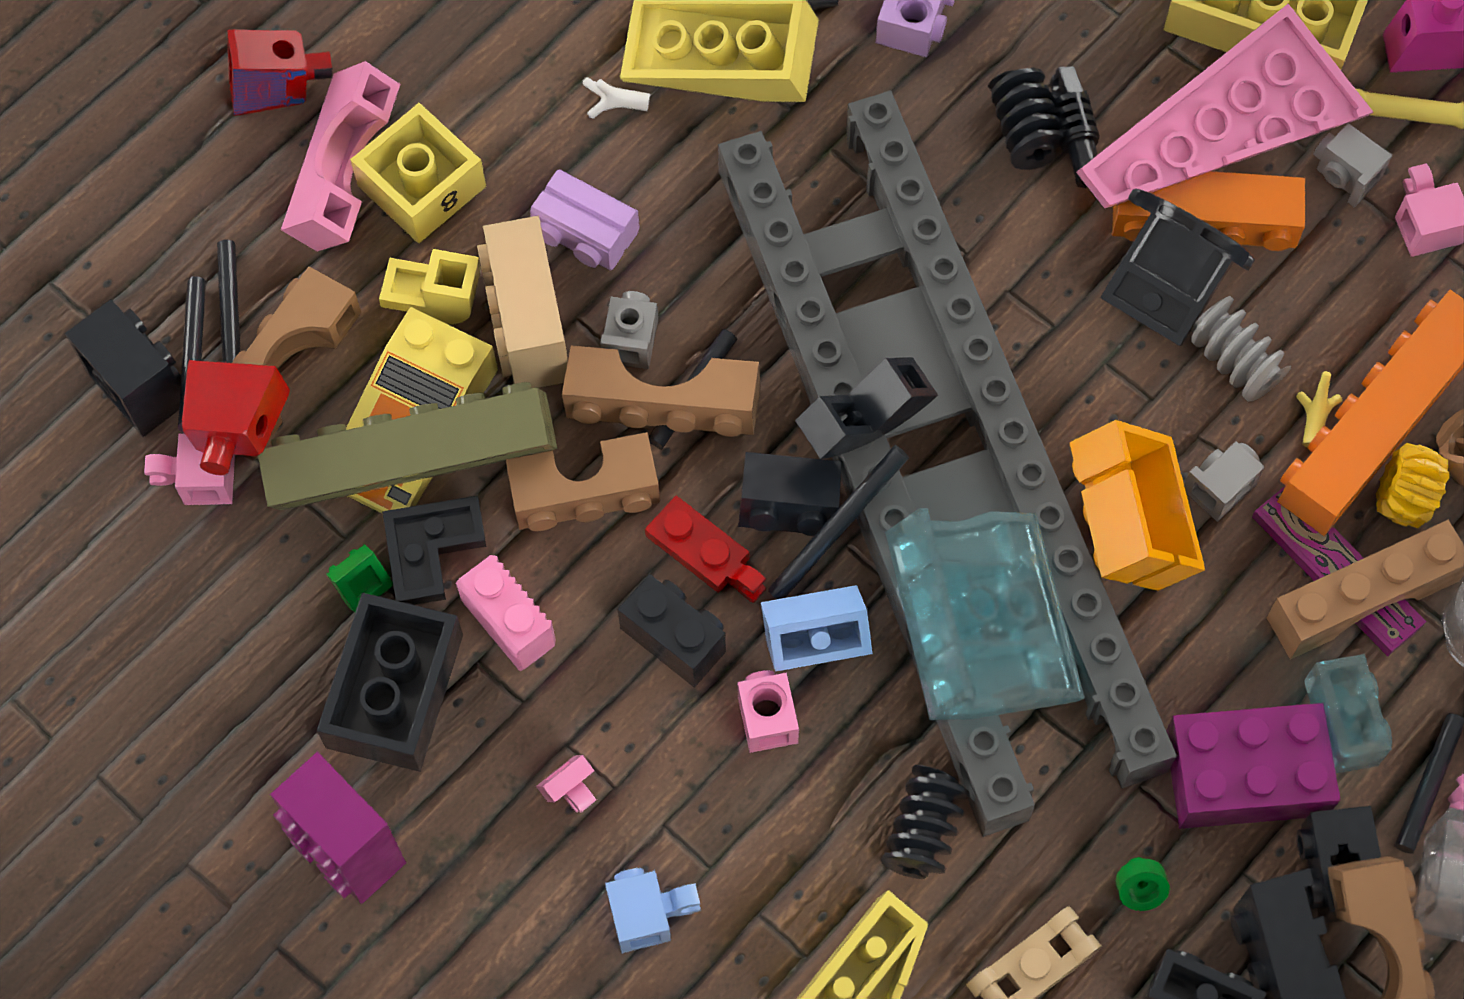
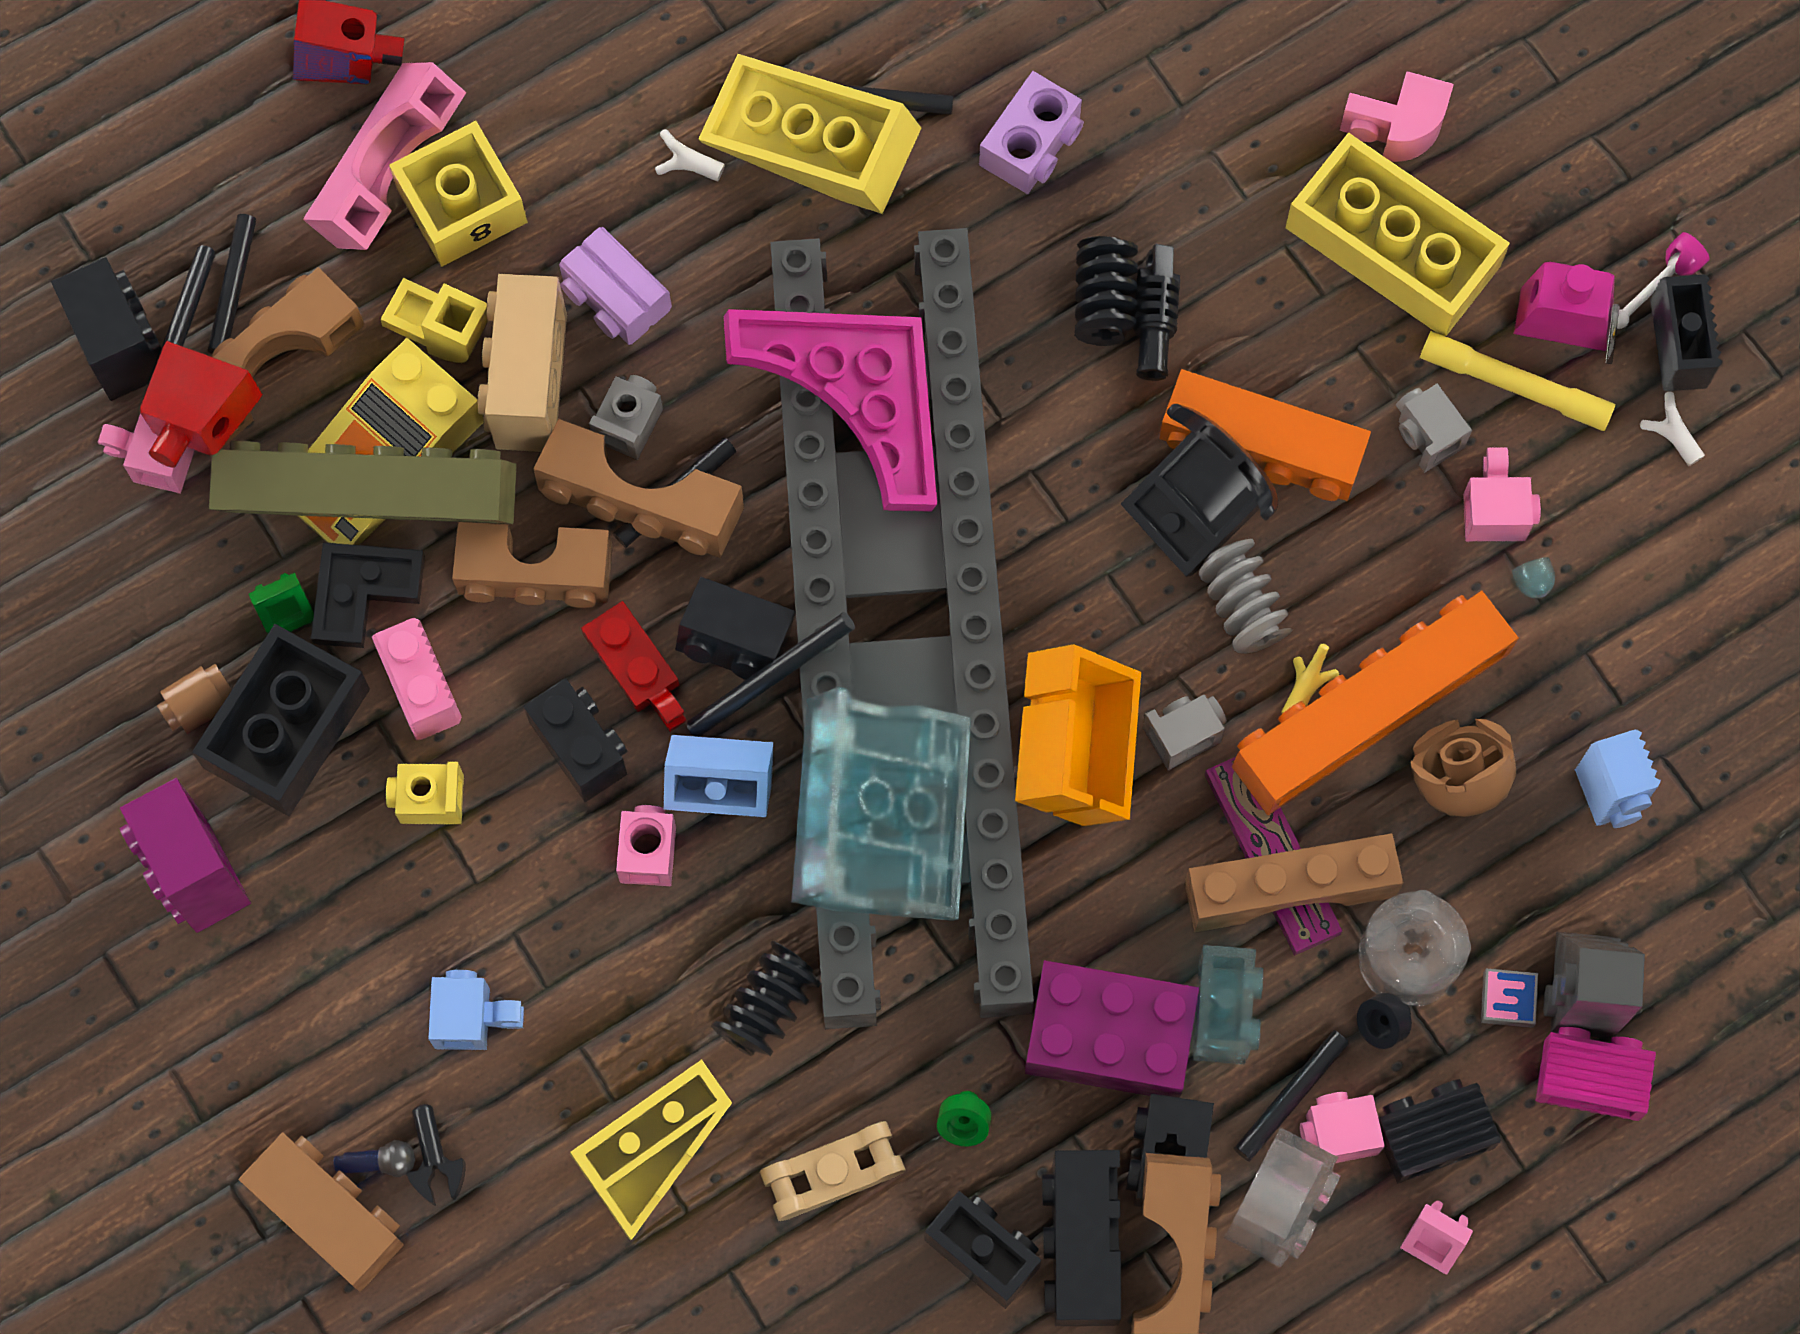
camera: 15 degrees right, 5 degrees up
(301, 684) = (194, 698): none -> medium nougat brick
(558, 727) = (439, 805): none -> light yellow brick
(568, 783) = (428, 866): bright pink tile -> none
(844, 234) = (866, 372): none -> dark pink plate
(872, 409) = (834, 568): black brick -> none
(1248, 102) = (1334, 336): bright pink wing -> none
(1412, 485) = (1372, 787): yellow gear -> none

